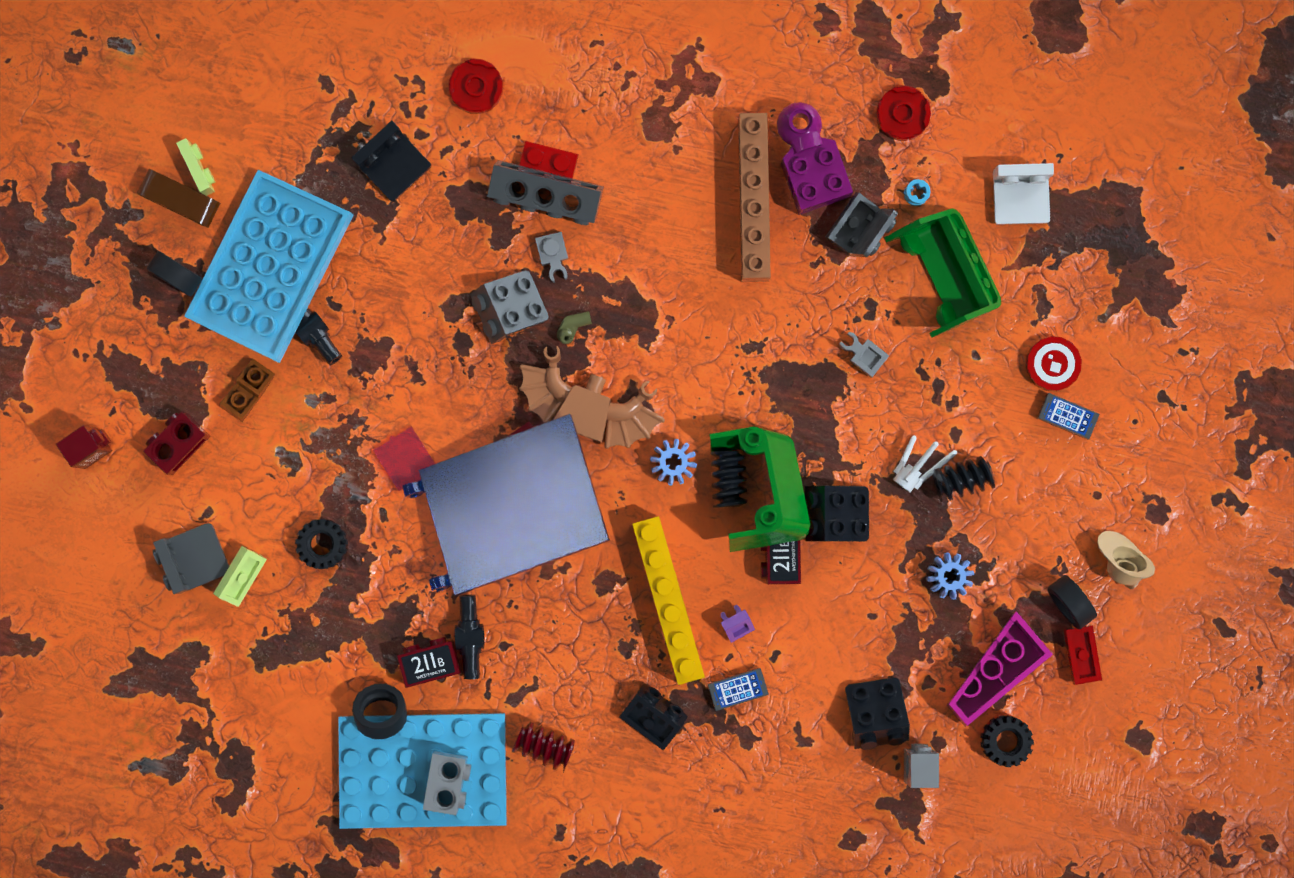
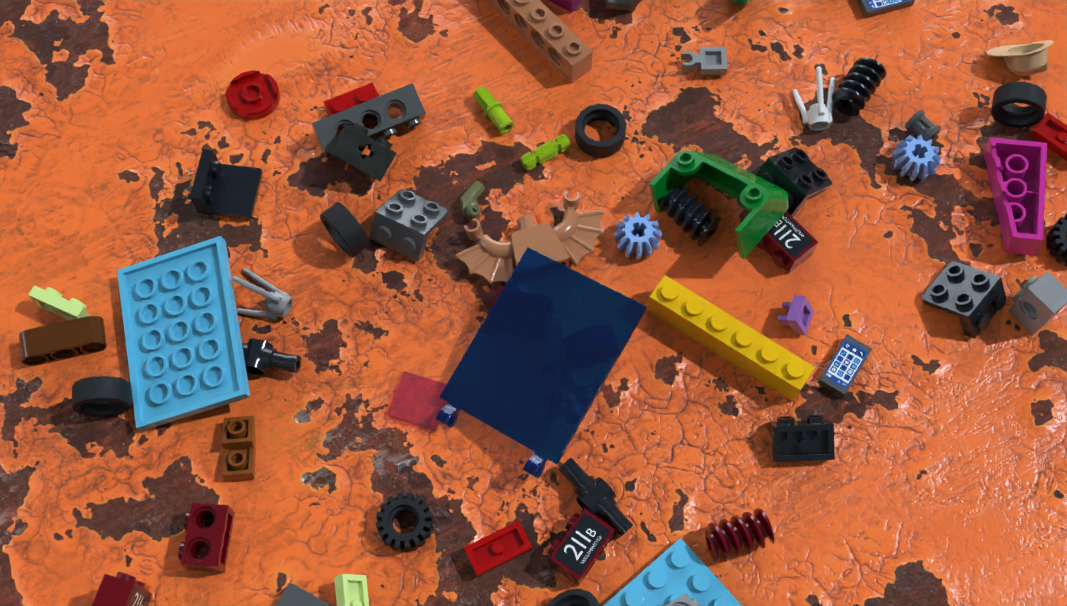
camera: 35 degrees left, 20 degrees down
(357, 295) = (276, 301): none -> light grey plant
(371, 616) = (498, 548): none -> red plate
(451, 277) = (344, 229): none -> black tyre
(515, 221) = (347, 149): none -> pearl dark grey brick
(552, 252) = (412, 162): light grey plate -> none
(654, 257) = (493, 110): none -> lime axle
(665, 330) = (545, 152): none -> lime axle
(723, 326) = (605, 113): none -> black tyre
(987, 554) = (923, 126): none -> dark grey bush

